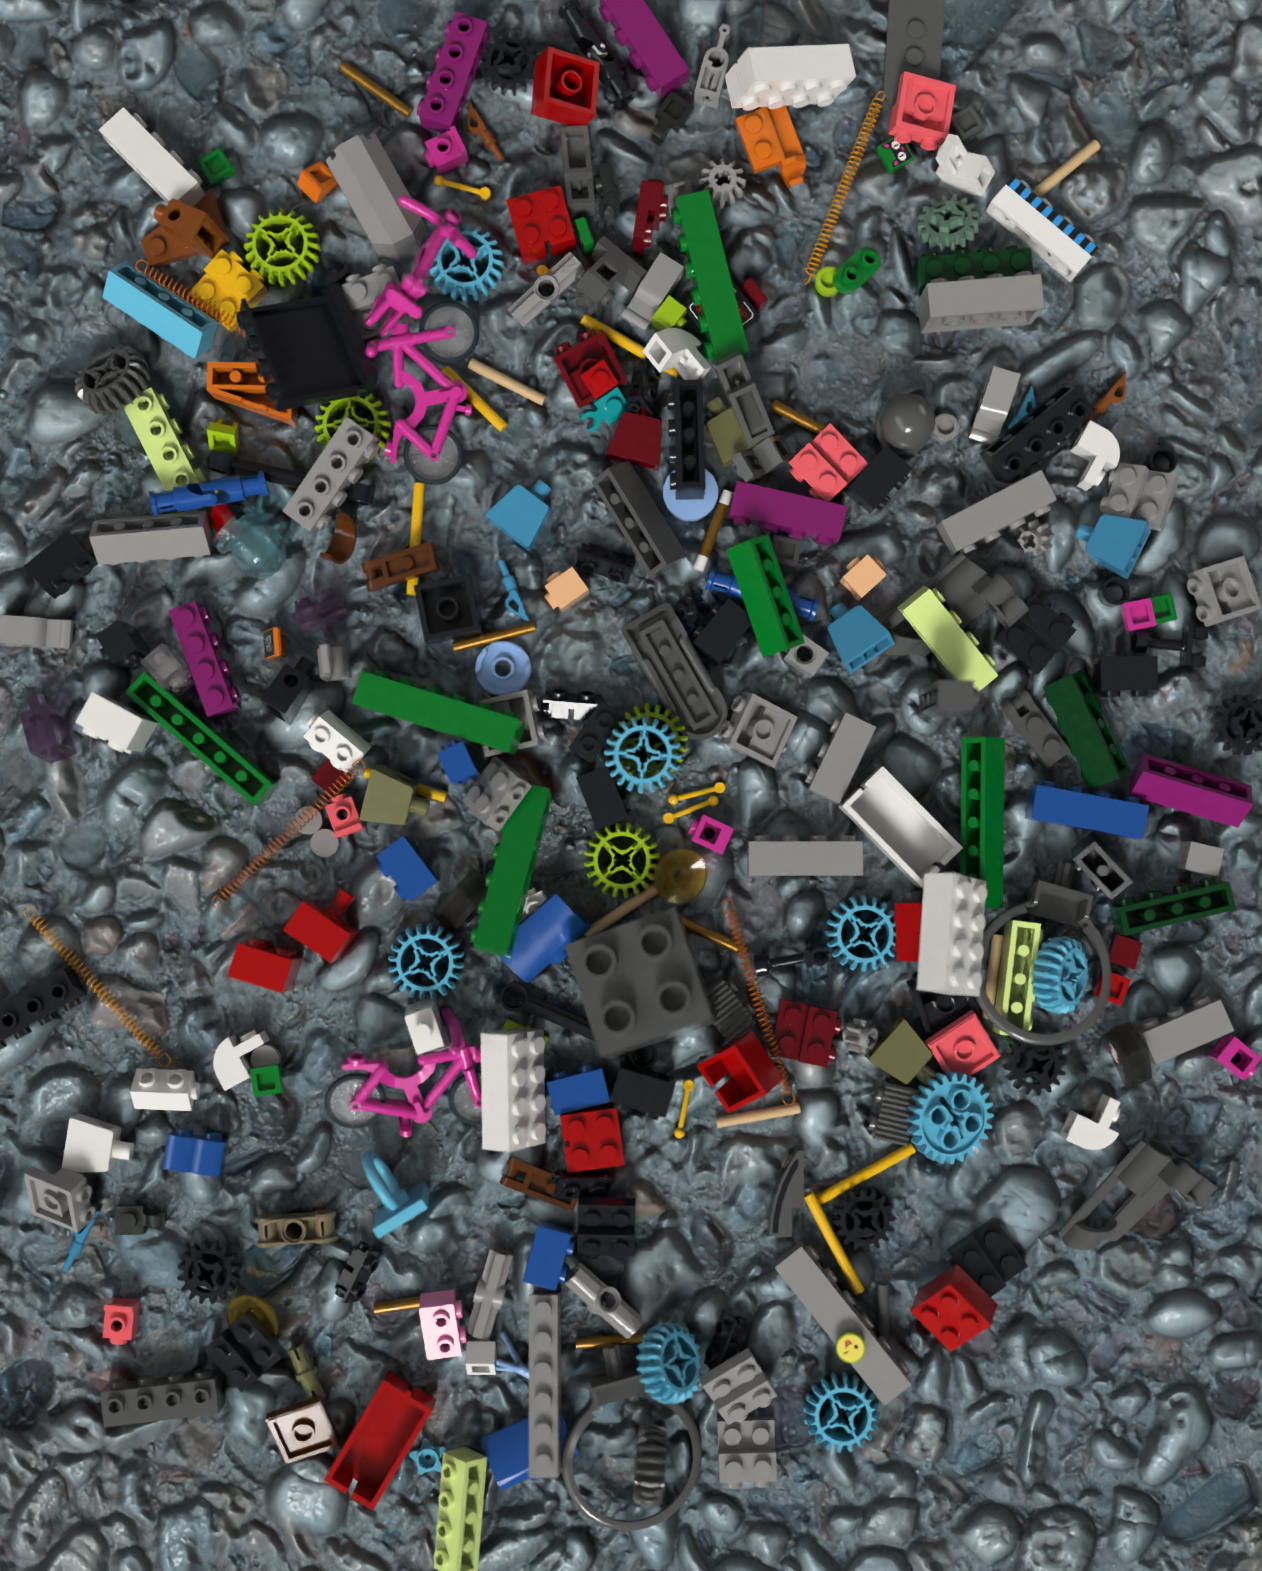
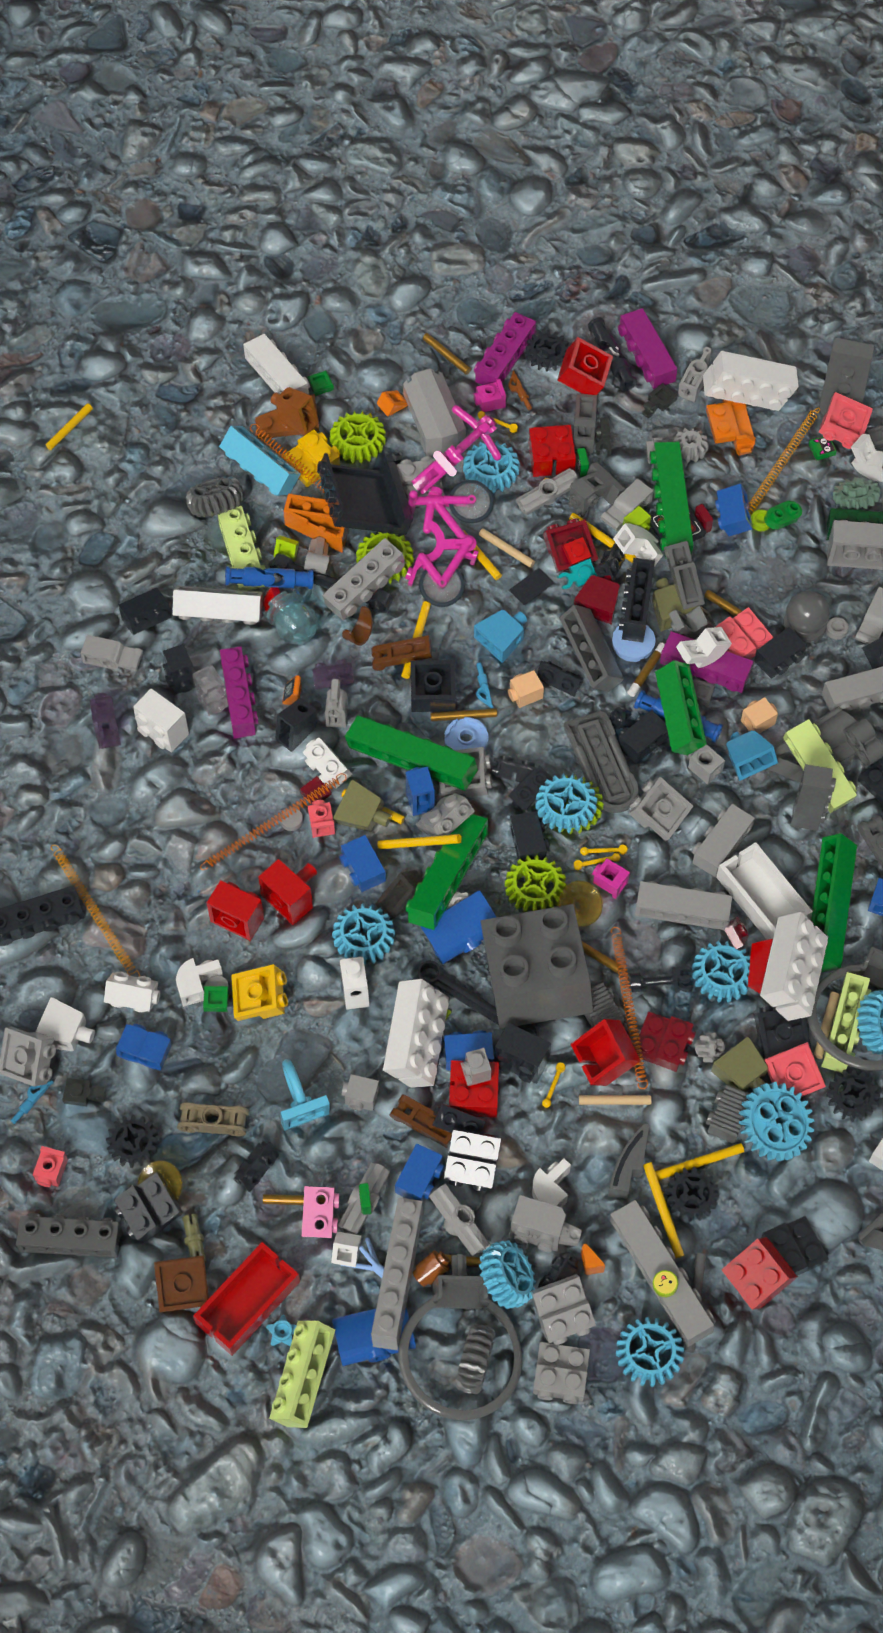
camera: 15 degrees right, 25 degrees down
(202, 739) = (224, 745): green brick -> none
(265, 446) = (317, 556): none -> light grey piece
(314, 1060) = (259, 993): none -> yellow plate
(324, 843) = (300, 837): light grey tile -> none
(360, 1098) = (288, 1019): dark pink piece -> none
(461, 1165) = (360, 1093): none -> light grey brick
(471, 835) = (419, 841): none -> yellow bar
(491, 1307) = (365, 1199): none -> green tile
(548, 432) = (531, 586): none -> black sticker
(581, 1363) = (431, 1267): none -> dark orange brick
(592, 1131) = (476, 1067): none -> light grey brick
(650, 212) = (633, 453): dark red plate -> none
(695, 1245) = (546, 1187): none -> white brick
(699, 1296) = (542, 1225): none -> light grey hinge
(761, 1320) = (591, 1262): none -> orange slope
(784, 506) = (707, 647): none -> white brick
(792, 277) = (733, 510): none -> blue brick
(874, 888) = (736, 932): none -> plate

